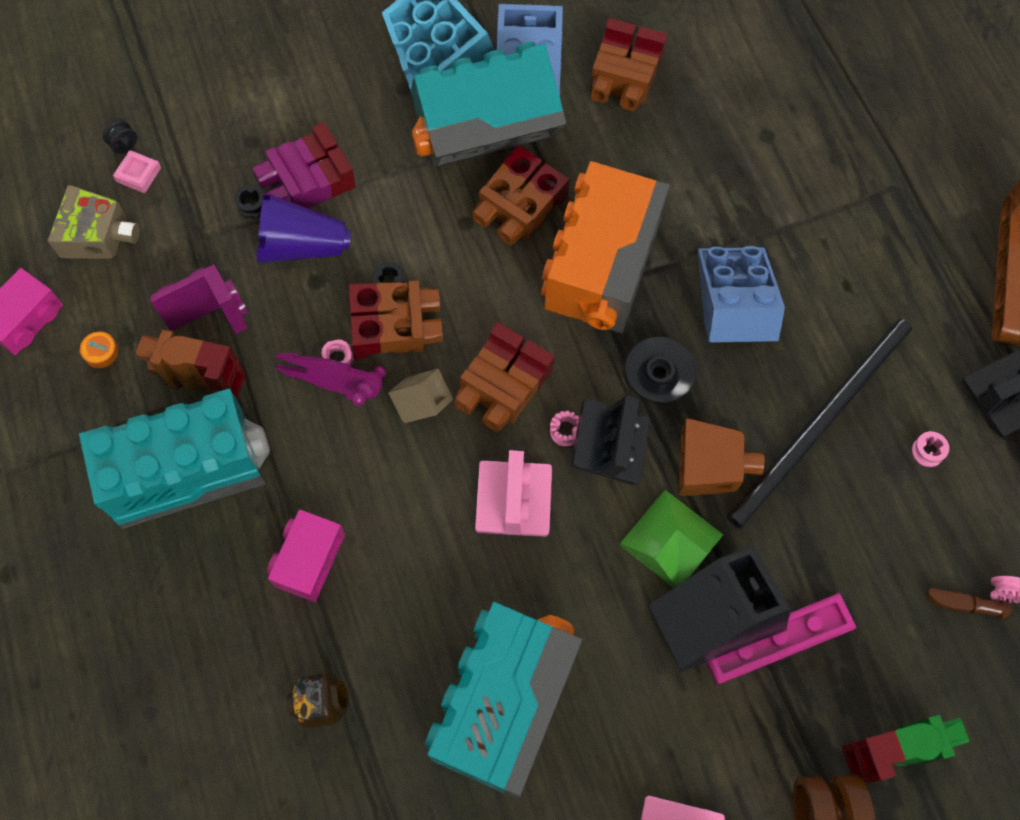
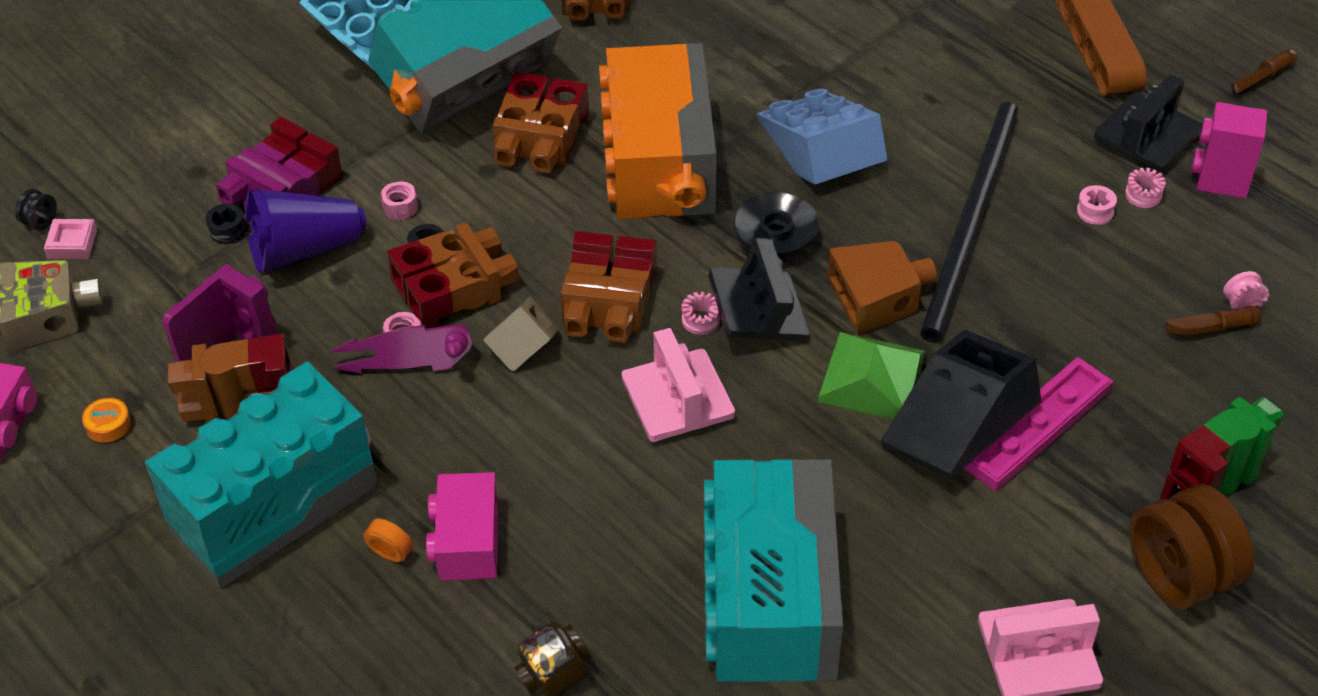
camera: 20 degrees left, 20 degrees down
(246, 544) = (388, 540): none -> orange tile
(386, 239) = (399, 210): none -> bright pink axle
(989, 452) = (1148, 179): none -> bright pink bush

